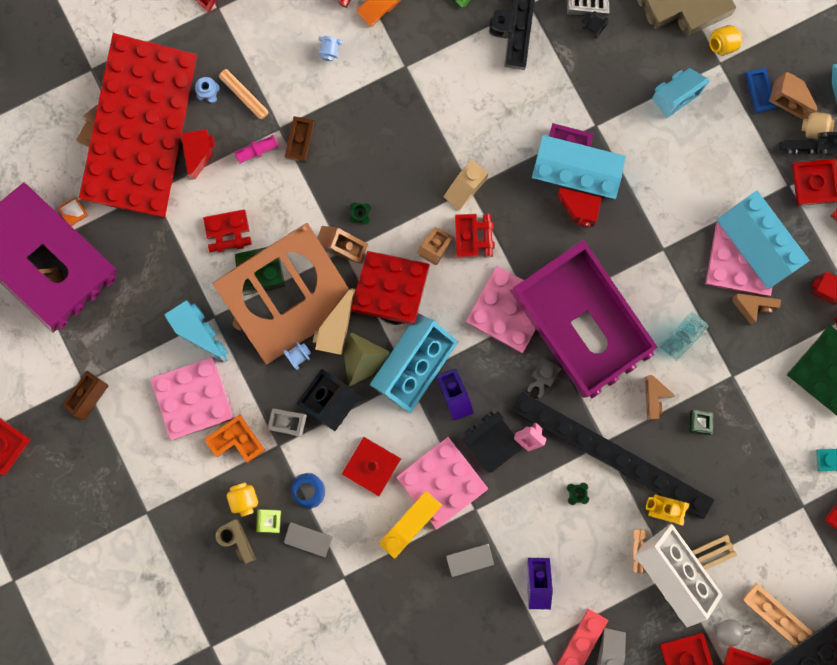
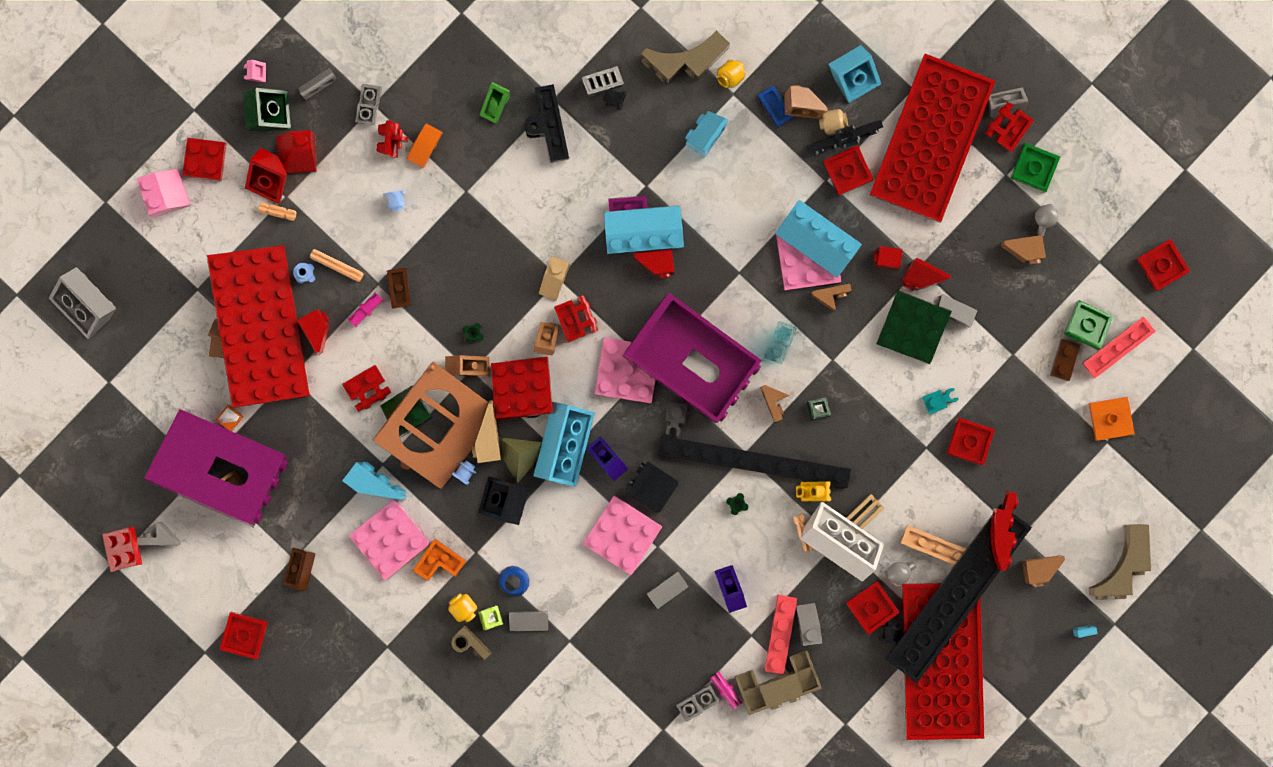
camera: 25 degrees left, 5 degrees up
(203, 18) = (277, 211): none -> light nougat axle
(287, 422) = (476, 531): light grey slope -> none
(371, 466) = (559, 542): red plate -> none
(410, 524) = (608, 579): yellow slope -> none
(530, 437) = (682, 472): bright pink tile -> none

